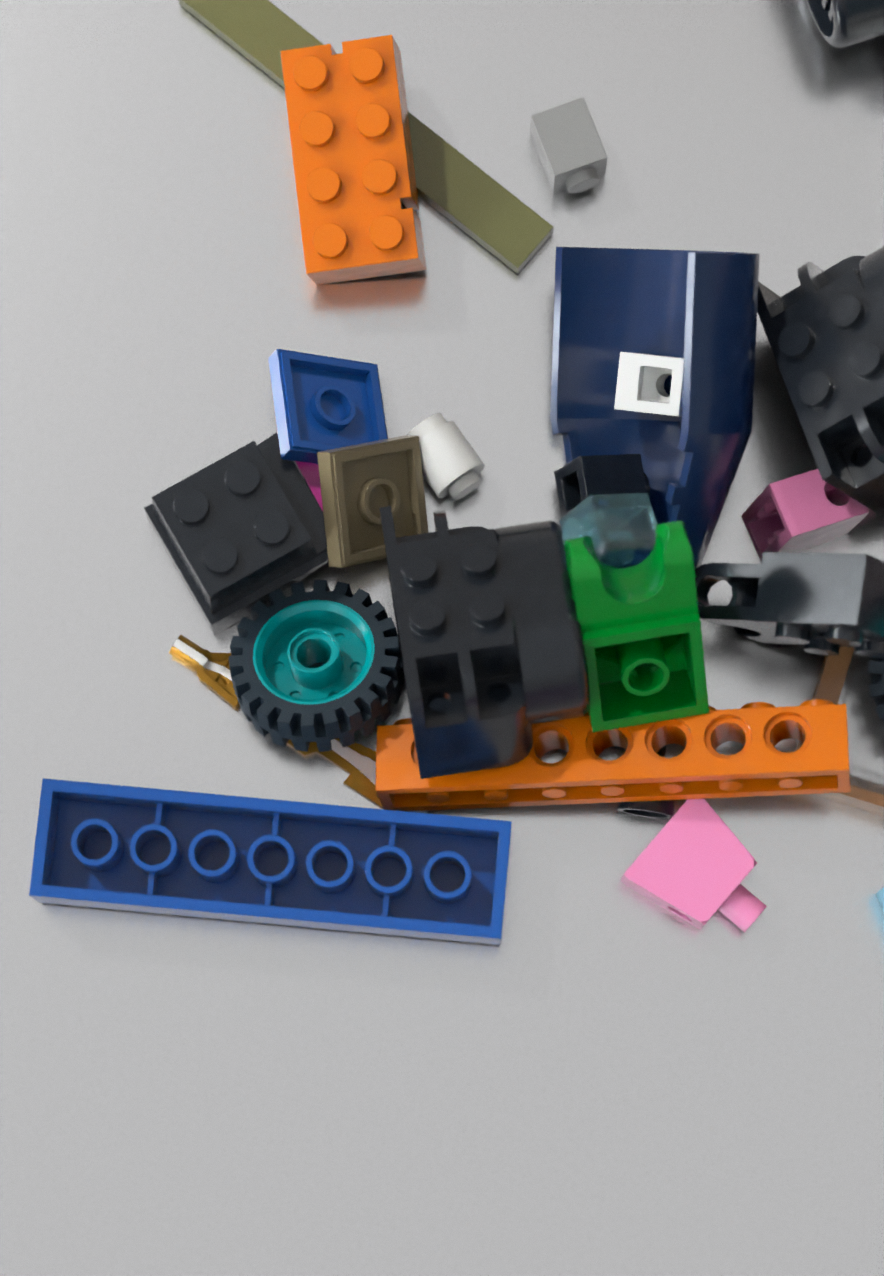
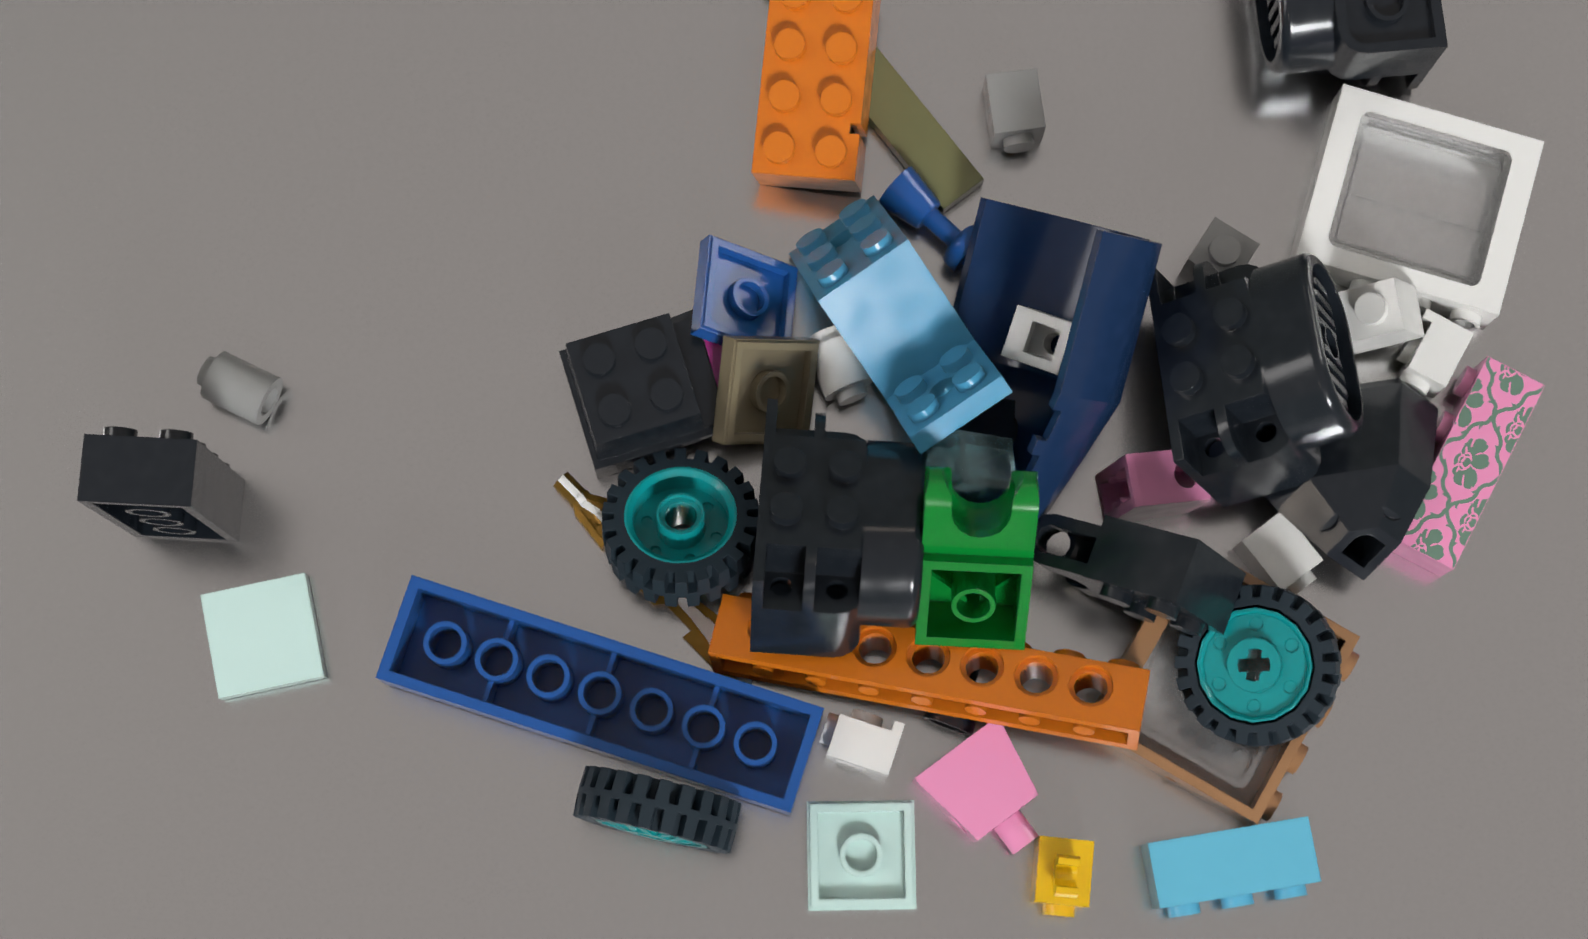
camera: 10 degrees right, 0 degrees up
(360, 966) = (657, 809): none -> black wheel
(490, 270) = (917, 205): none -> blue piece
(498, 397) = (898, 323): none -> dark azure bracket
(558, 849) = (861, 741): none -> white brick
(584, 969) = (861, 855): none -> light aqua tile
(800, 942) = (1061, 875): none -> yellow brick
(821, 244) = (1221, 247): none -> light grey brick

